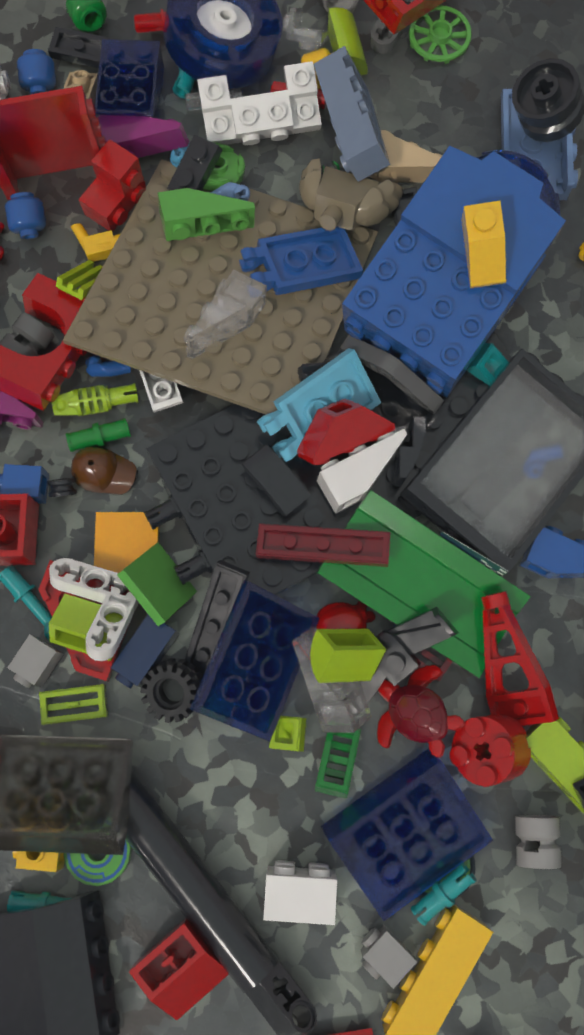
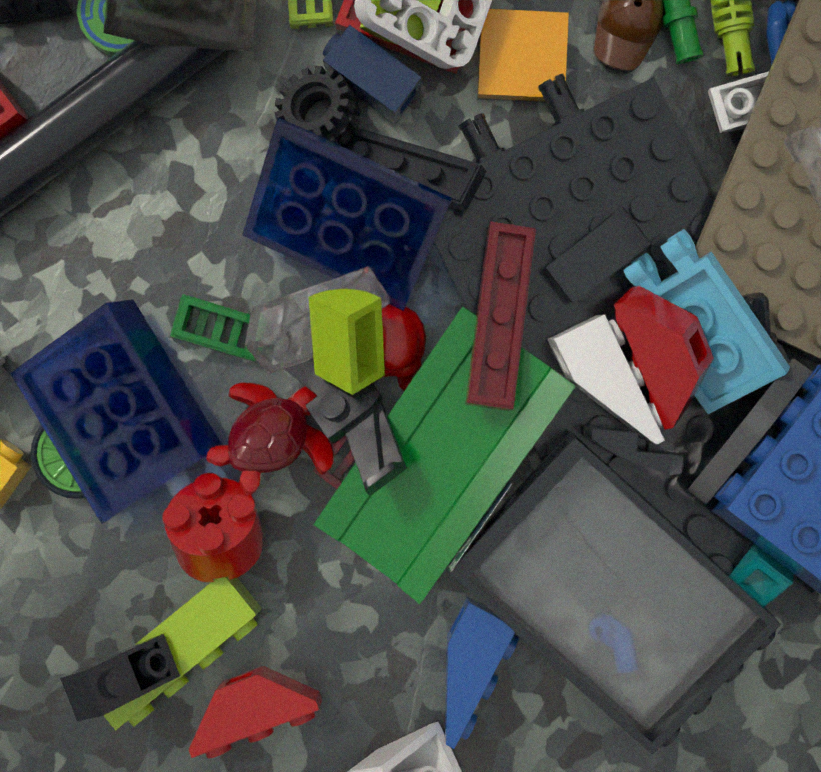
camera: 90 degrees right, 10 degrees up
(156, 584) = (458, 87): bright green tile -> none
(289, 734) = (253, 264): lime tile -> none
(300, 893) = (47, 264): white piece -> none
(443, 894) = (37, 451): teal pin -> none
(528, 705) = (269, 582): red plate -> none
(533, 829) = (91, 582): light grey wheel -> none

